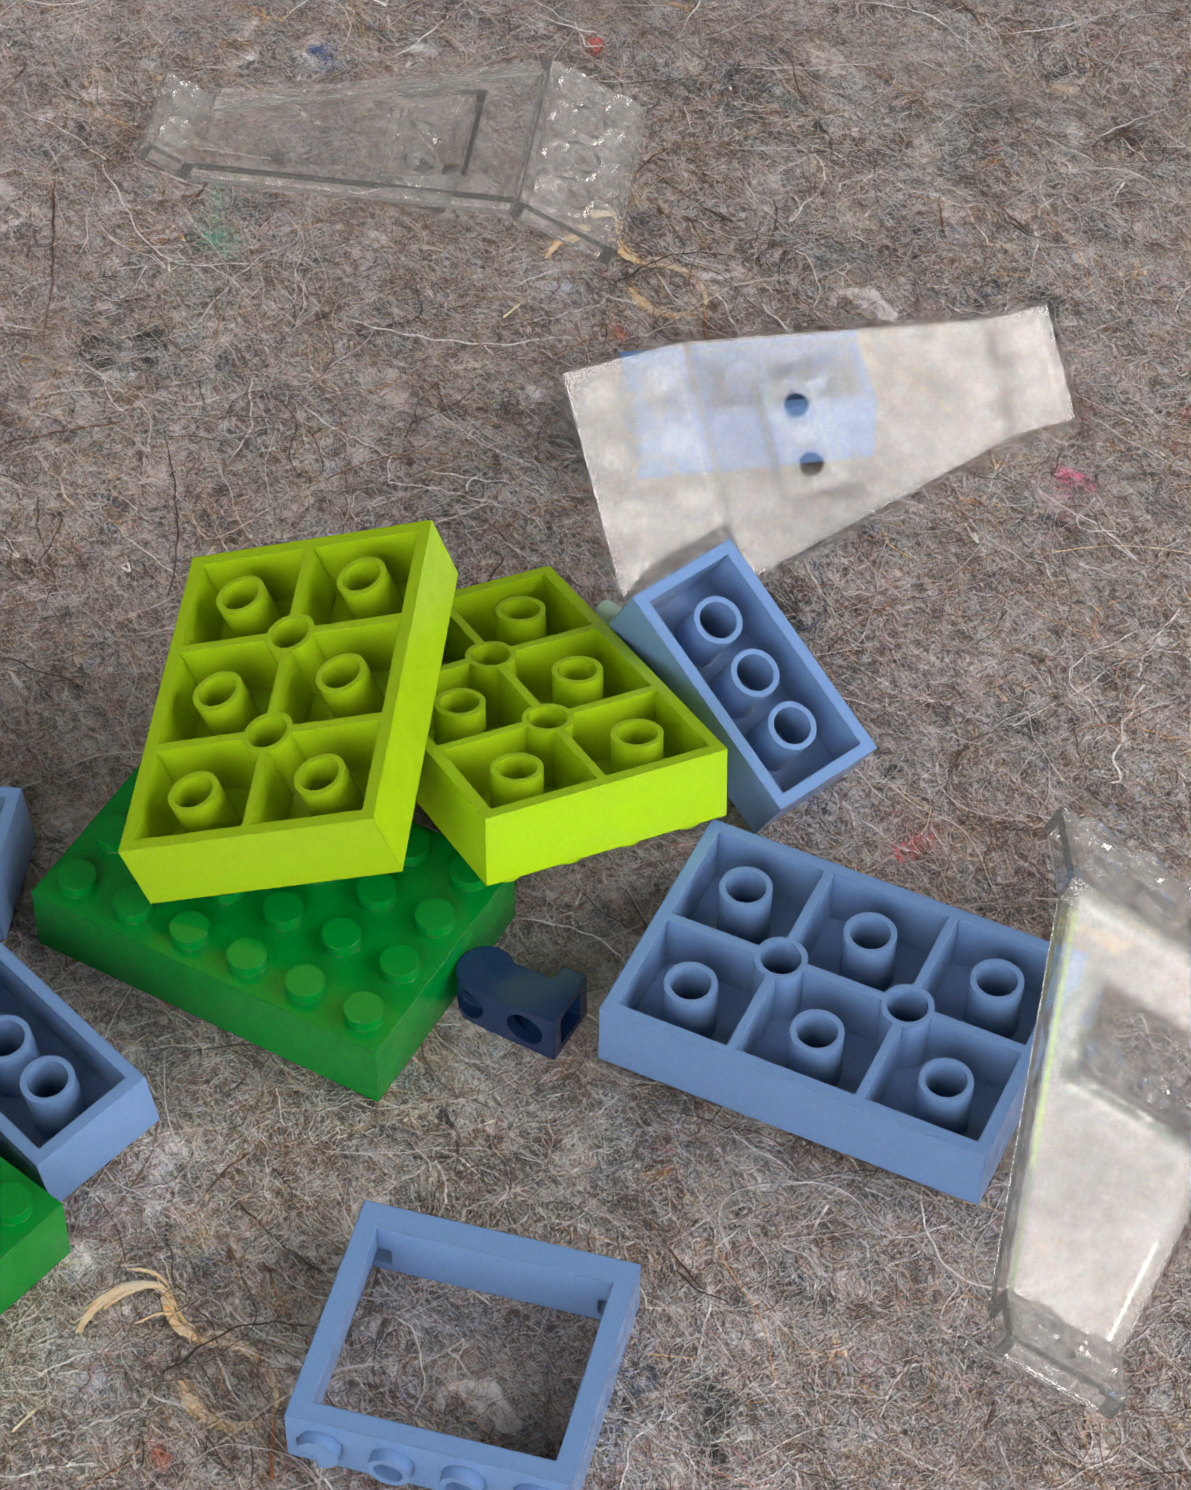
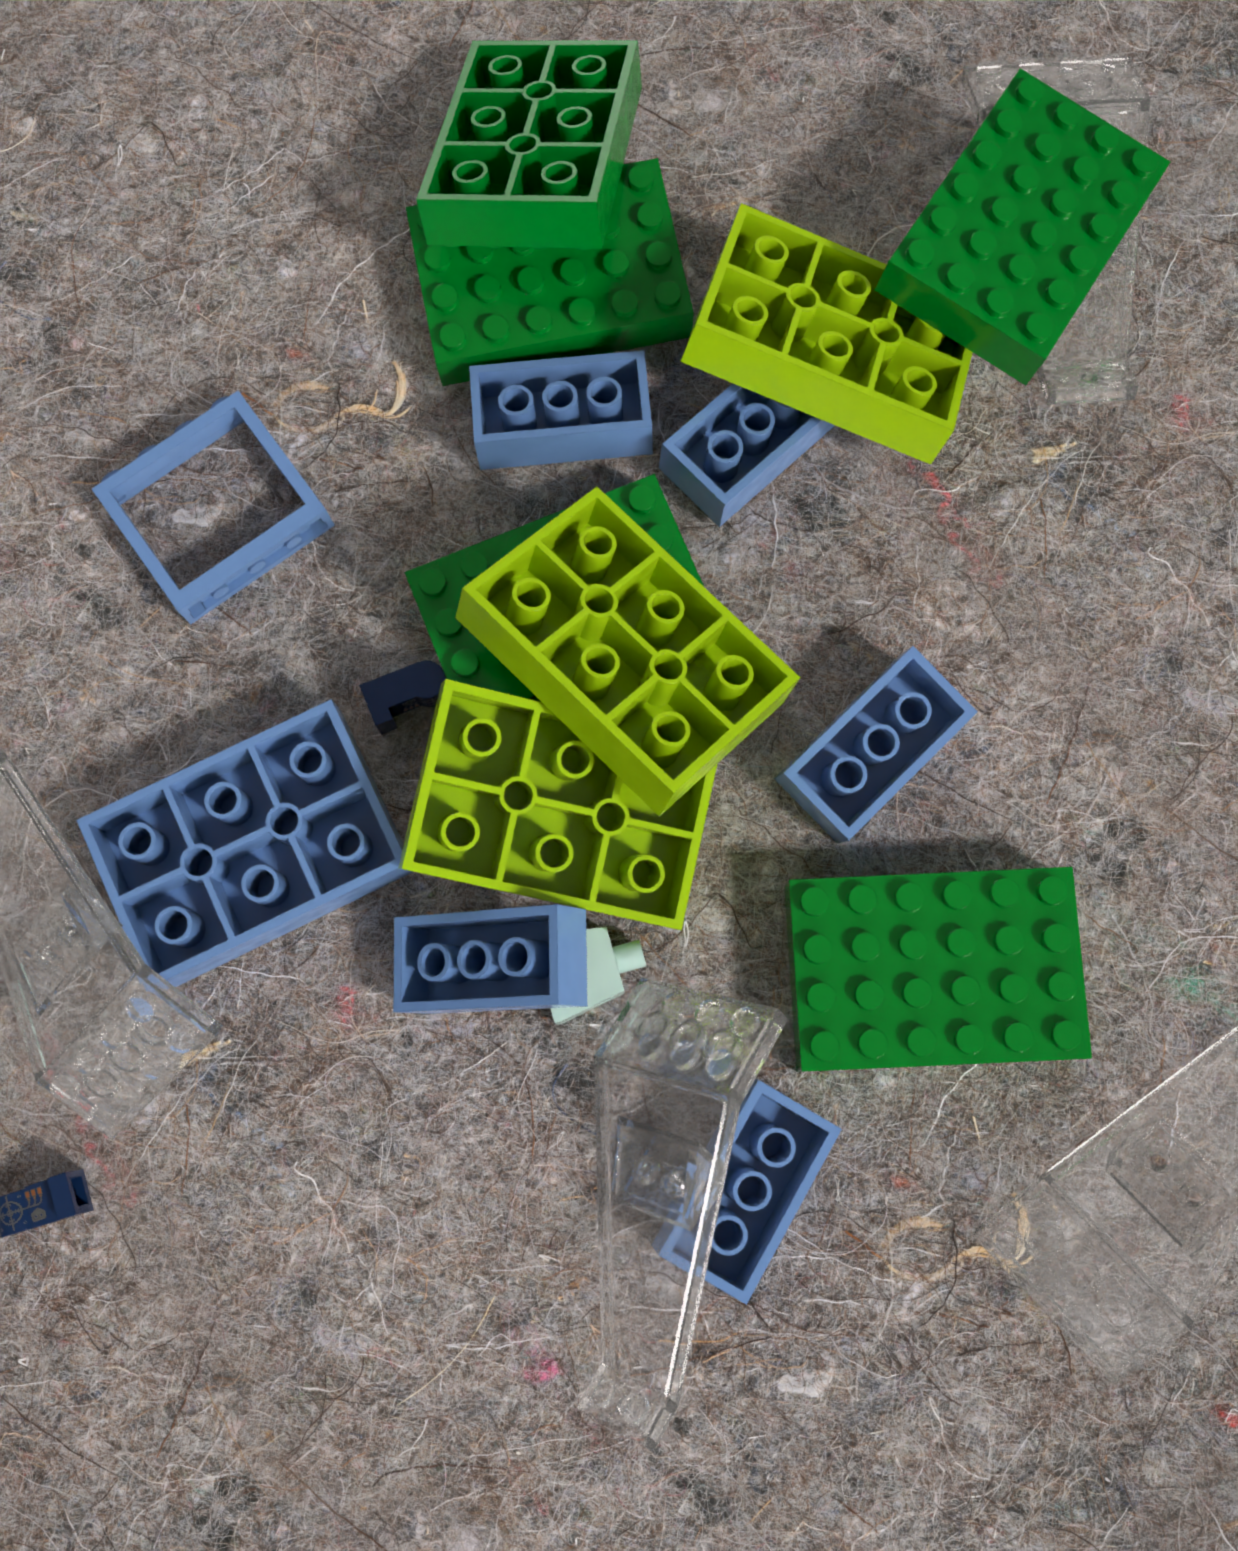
camera: 135 degrees right, 30 degrees up
(135, 538) = (875, 745): none -> medium blue brick
(388, 390) = (936, 969): none -> green brick

